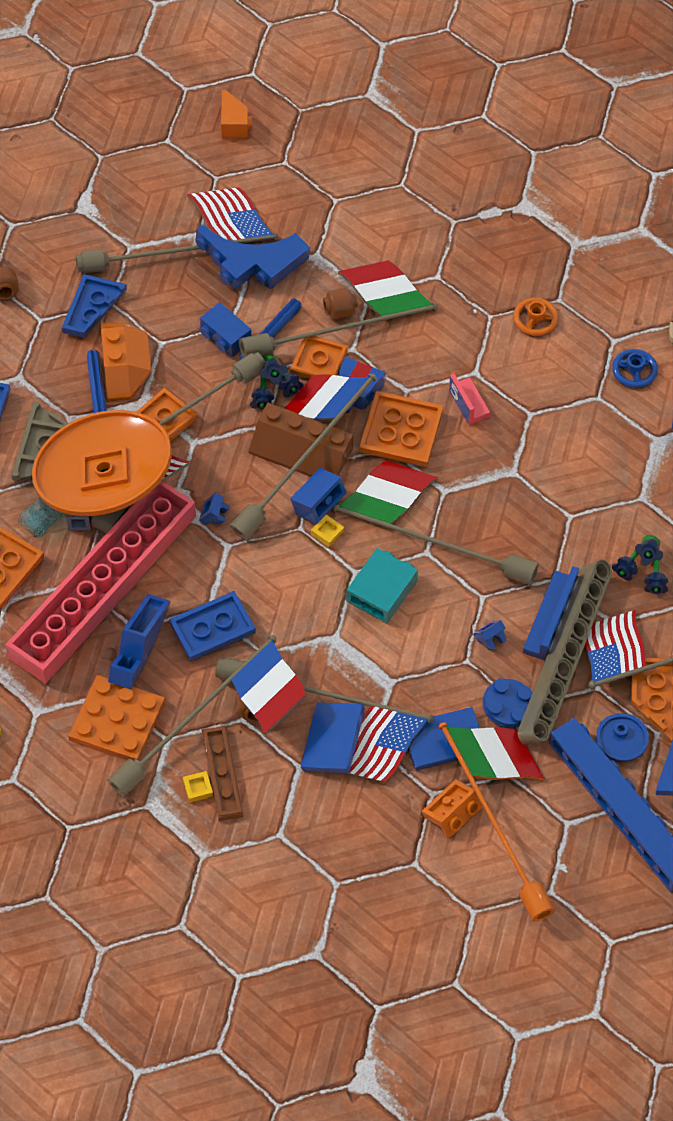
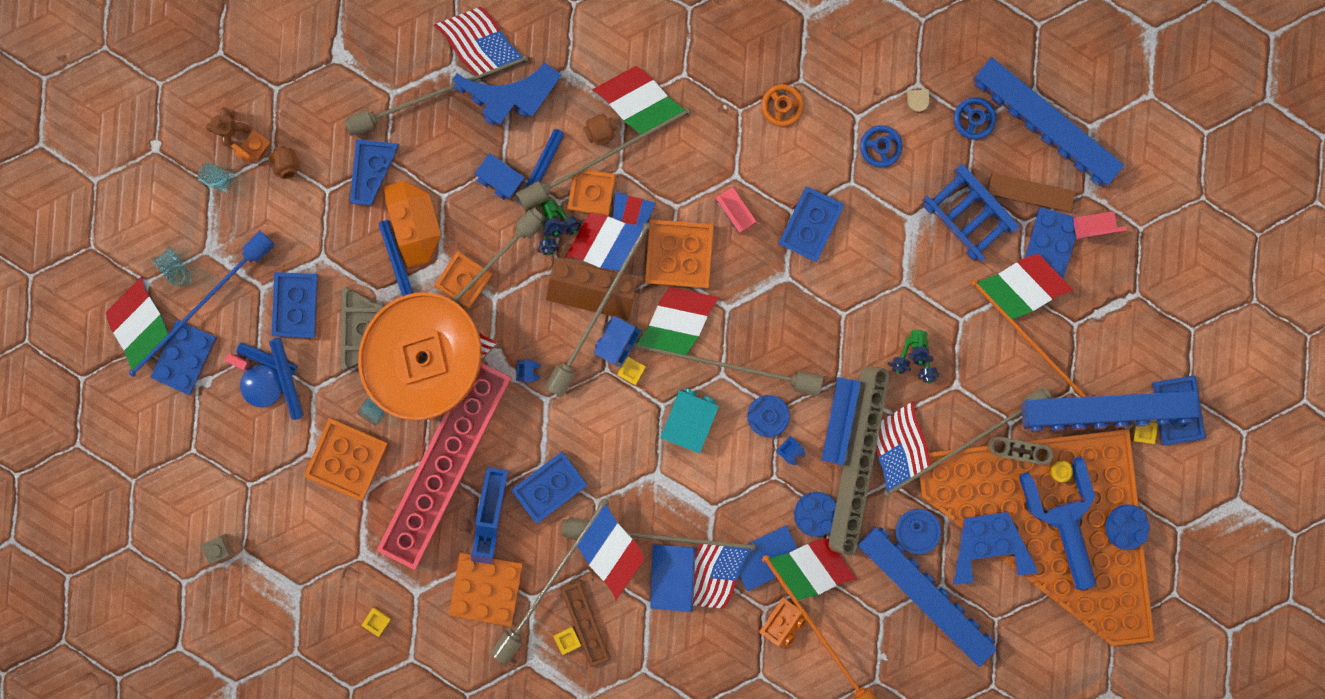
camera: 10 degrees left, 30 degrees up
(470, 598) = (768, 416): none -> blue tile
(548, 424) = (811, 224): none -> blue plate

